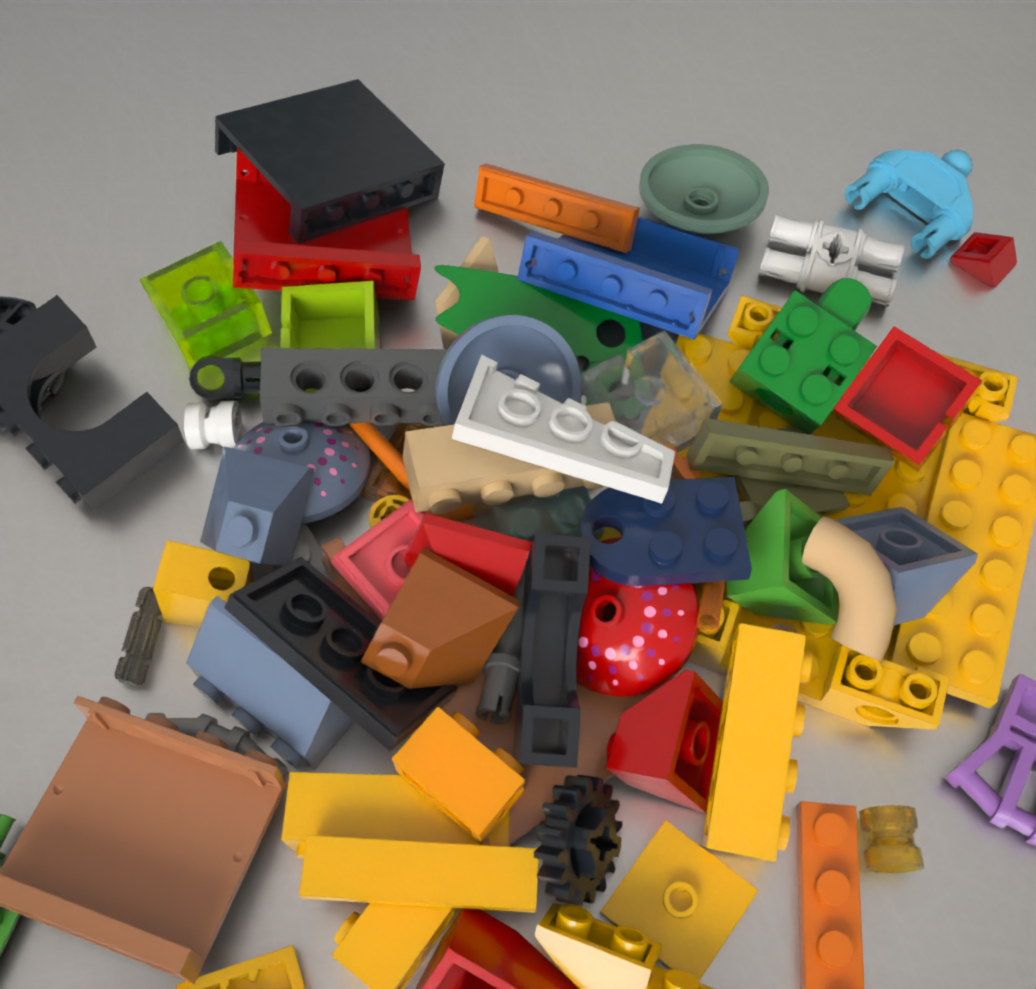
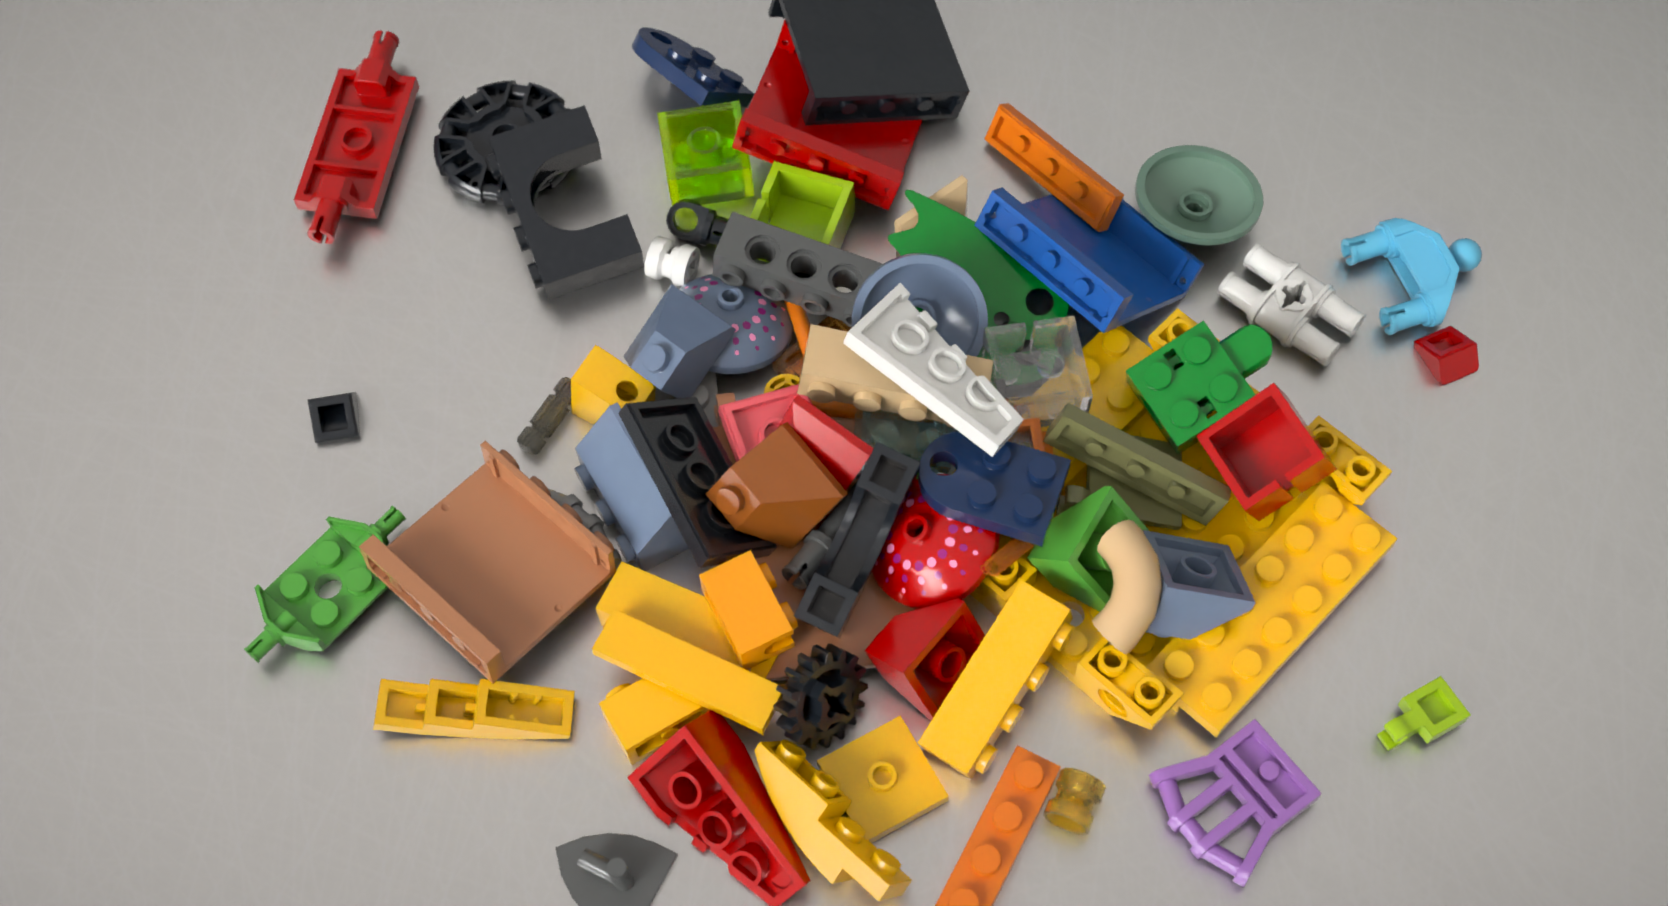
camera: 25 degrees right, 0 degrees up
(154, 229) = (690, 68): none -> dark blue plate

